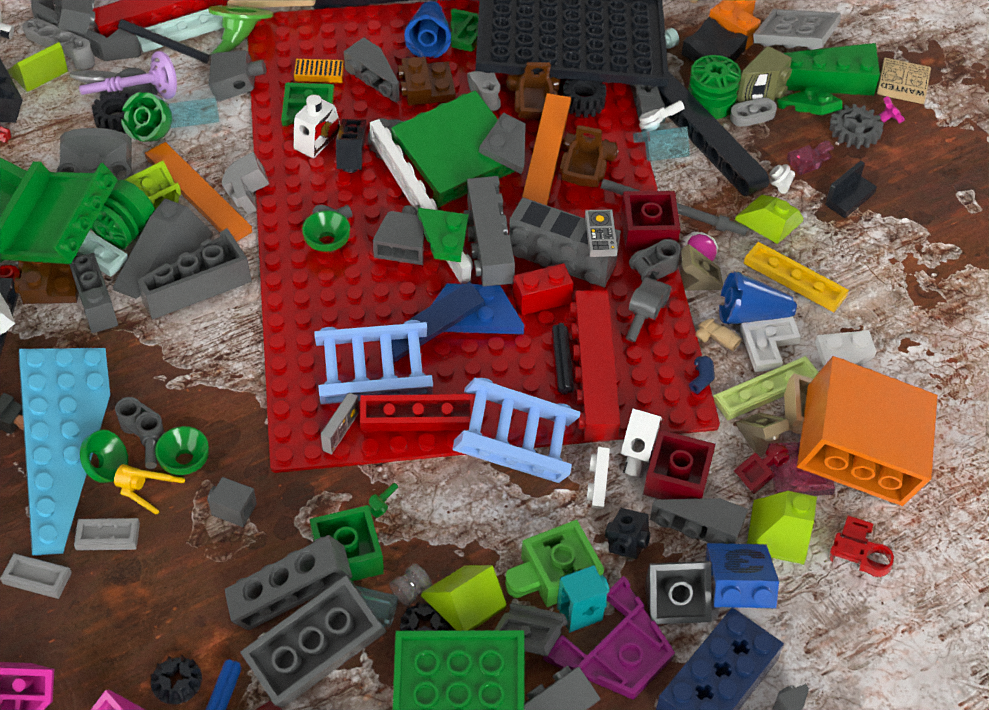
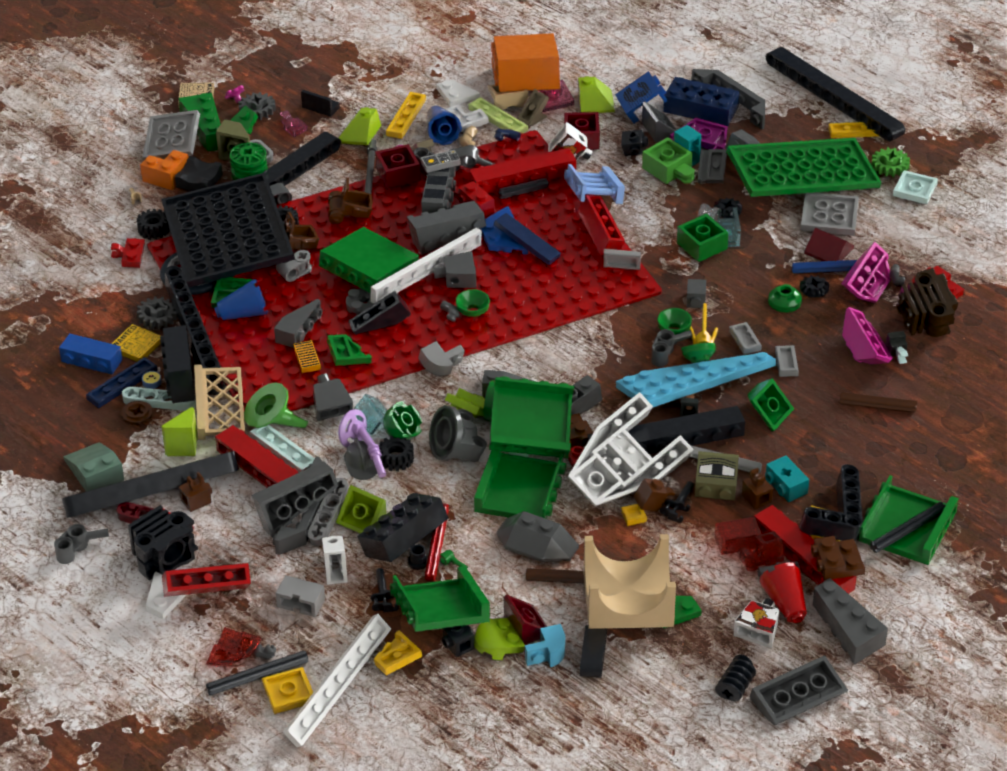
camera: 105 degrees left, 10 degrees down
(91, 76) = (363, 473): light grey dish -> none
(164, 41) = (308, 446): black bar -> none
(173, 638) = (785, 302): none -> green piece
(195, 276) = (536, 355): dark grey wedge -> none
(200, 193) = (460, 379): orange tile -> none
(287, 582) = (743, 233): dark grey brick -> none
(313, 642) = (771, 224): dark grey brick -> none
(315, 126) = (377, 330): white torso -> none
(377, 503) = (662, 243): green hand -> none
(416, 384) = (580, 241): light blue fence -> none
(426, 81) = (295, 296): reddish brown plate -> none
(444, 232) = (459, 238): green wing -> none
(467, 597) = (704, 191): lime slope -> none
(506, 143) = (361, 230): dark grey wing -> none
(547, 148) = (355, 221): orange tile -> none
(599, 466) = (600, 156): white wing -> none
(652, 119) = (295, 186): white plate -> none
(664, 143) = (307, 182): clear light blue panel -> none
(702, 519) = (608, 121): dark grey slope -> none
(756, 472) = (562, 107): dark red plate -> none
(781, 177) = (316, 130): white plate -> none
(854, 547) = (596, 69): red piece -> none

